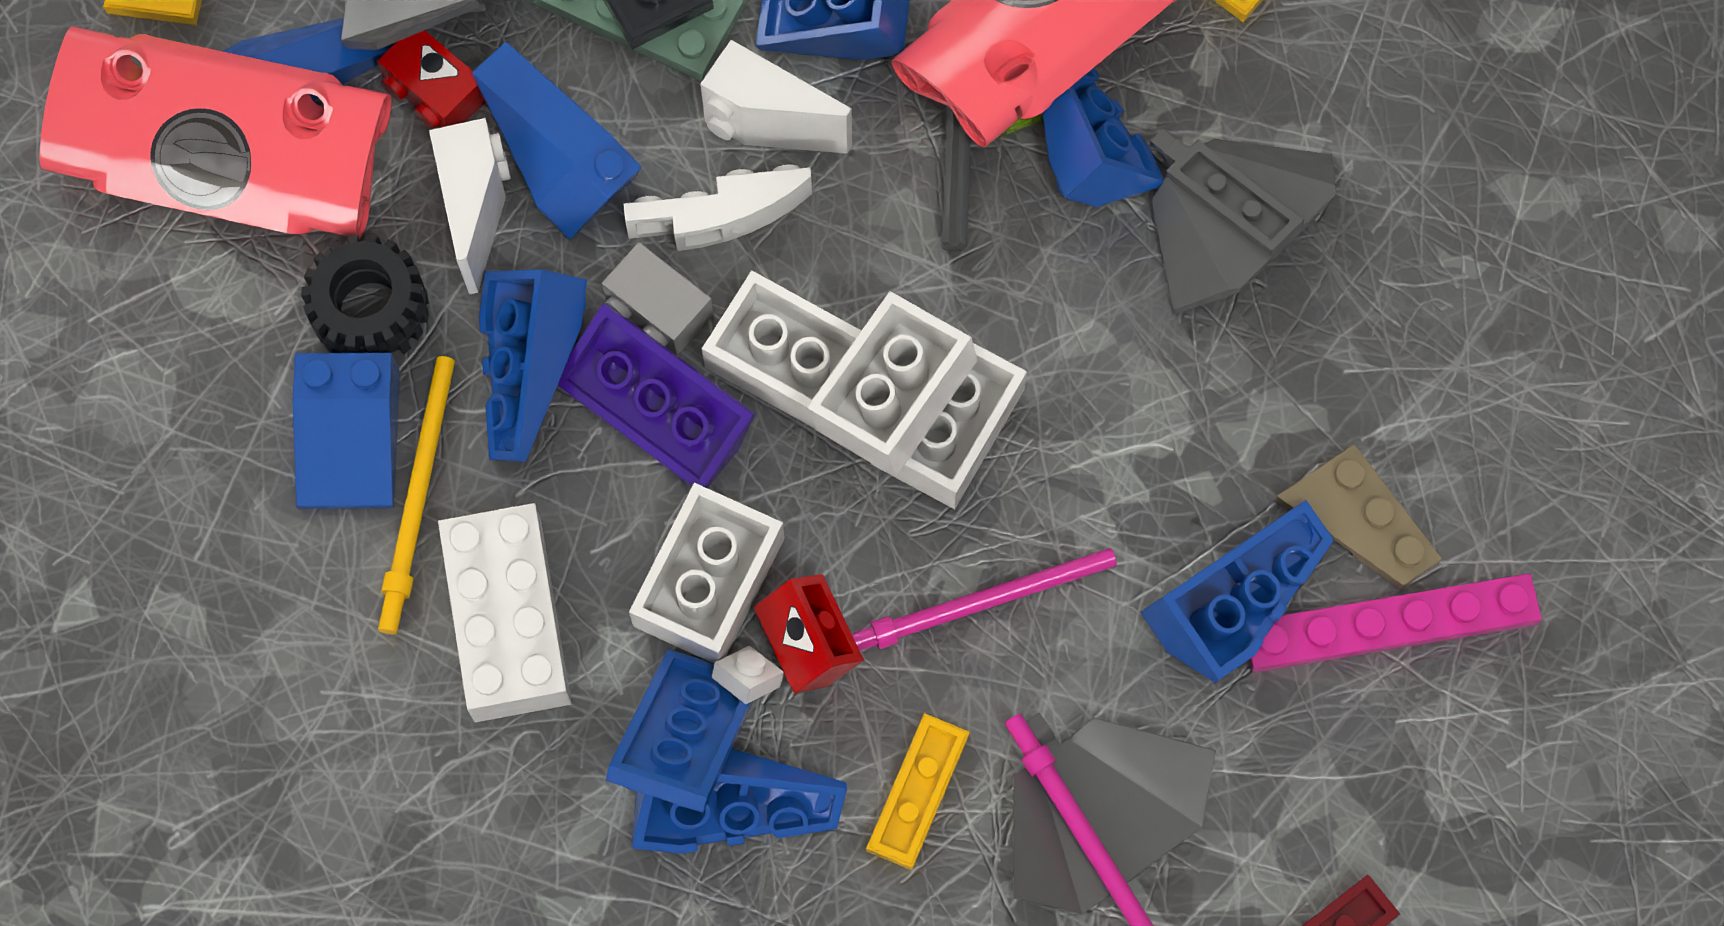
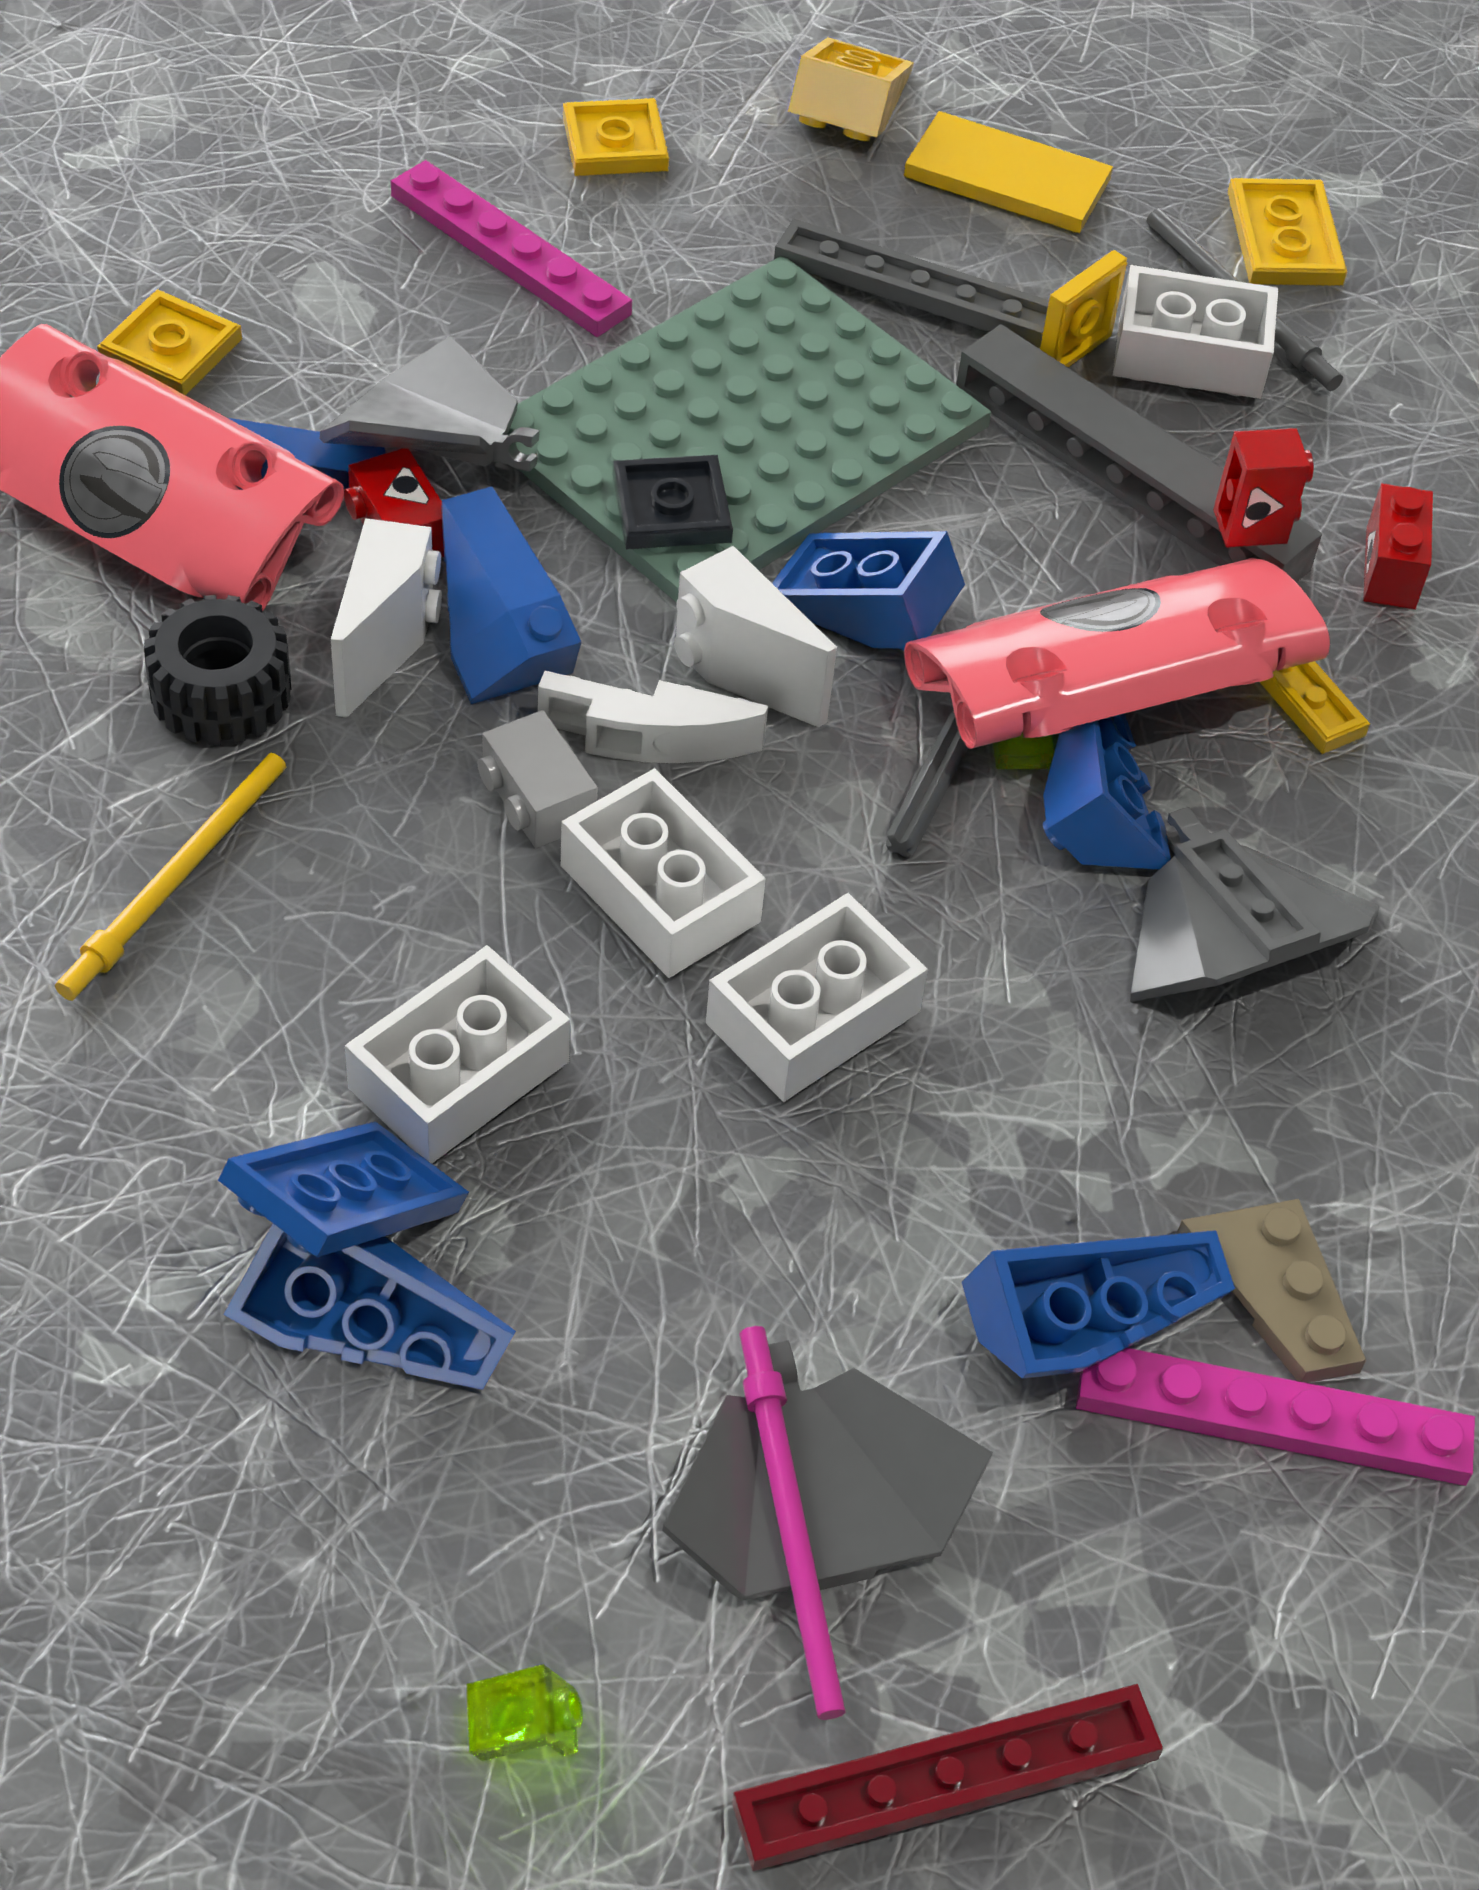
camera: 15 degrees right, 20 degrees down
(345, 429) = (130, 780): blue slope -> none
(504, 613) = (204, 1016): white brick -> none
(530, 332) = (382, 757): blue wedge -> none
(655, 398) = (490, 868): dark purple slope -> none
(747, 674) = (454, 1174): white plate -> none
(808, 633) = (547, 1156): red brick -> none
(886, 632) = (643, 1197): dark pink bar -> none
(892, 383) = (761, 910): white brick -> none
(918, 791) = (600, 1385): yellow tile -> none

